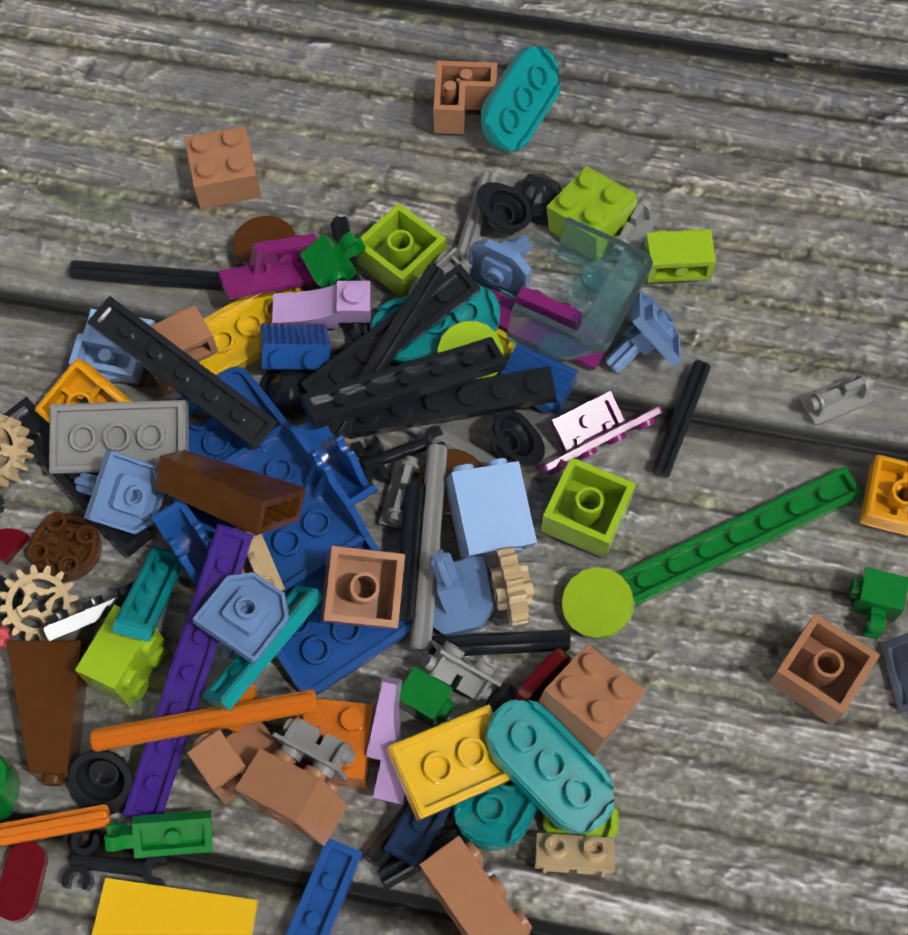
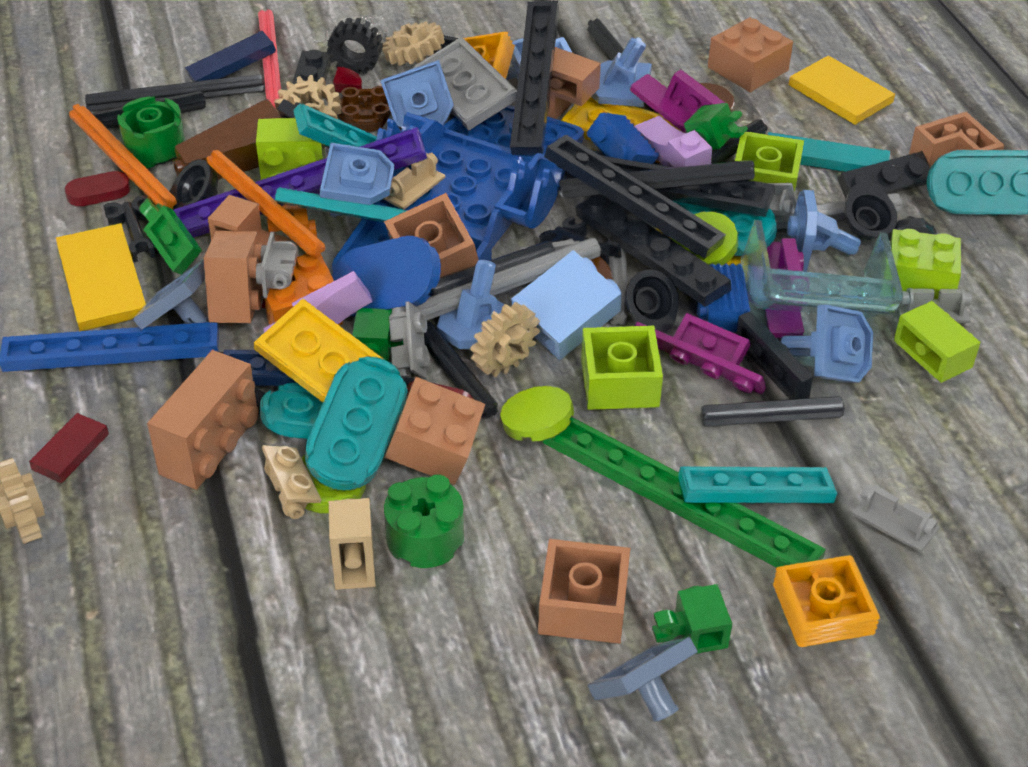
camera: 60 degrees right, 20 degrees down
(193, 286) = (620, 74): none -> medium blue piece
(230, 492) = (458, 143): reddish brown slope -> none
(278, 866) = (177, 297): none -> sand blue tile
(311, 125) = (841, 89): none -> yellow tile
(383, 644) = (393, 271): none -> blue tile
(395, 187) = (837, 155): none -> teal tile
(457, 168) = (890, 175): none -> black plate
(630, 382) = (775, 358): none -> black plate
(695, 834) = (351, 543): none -> tan brick
(704, 751) = (424, 521): none -> green brick
(760, 478) = (756, 484): none -> teal tile

